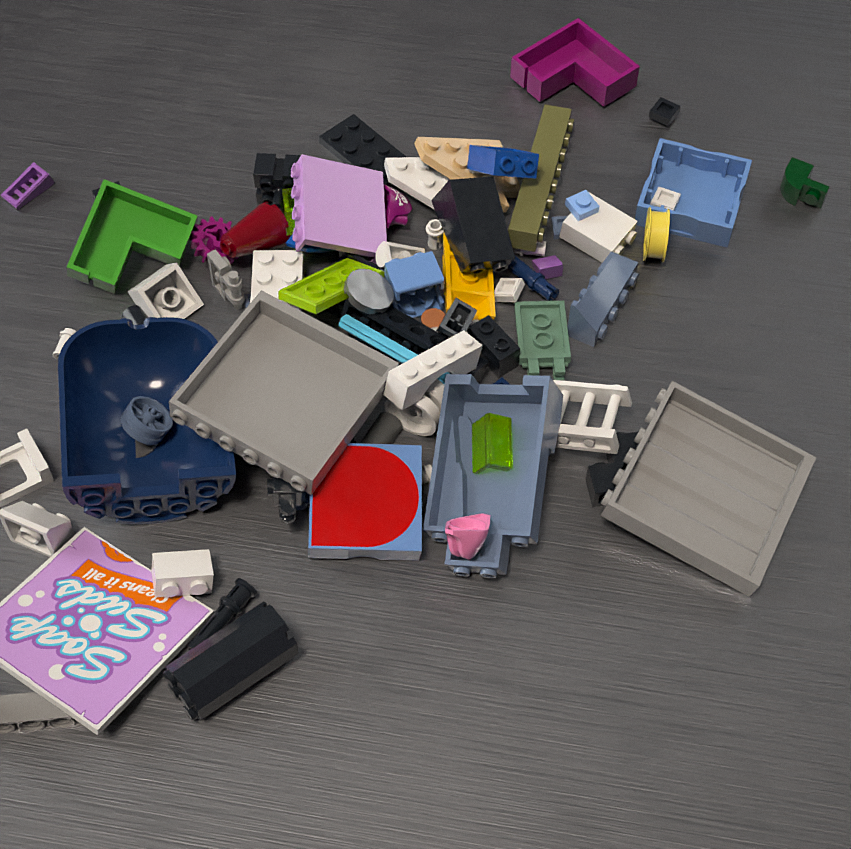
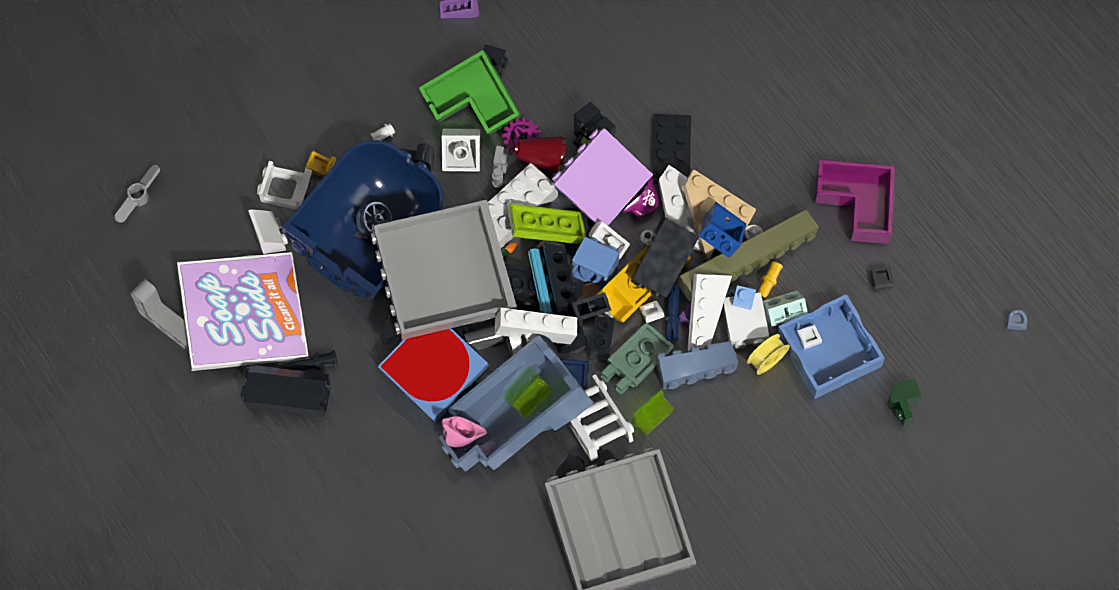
camera: 45 degrees right, 10 degrees up
(32, 419) = (320, 164): none -> yellow bracket
(182, 573) = (310, 322): white brick -> none
(368, 291) = (558, 246): flat silver tile -> none
(558, 237) = (706, 305): none -> white wing
(576, 182) = (769, 279): none -> yellow pin
(613, 366) = (652, 413): none -> clear neon green panel
(623, 188) = (784, 308): none -> light aqua brick
(802, 63) = (1017, 320): none -> sand blue tile

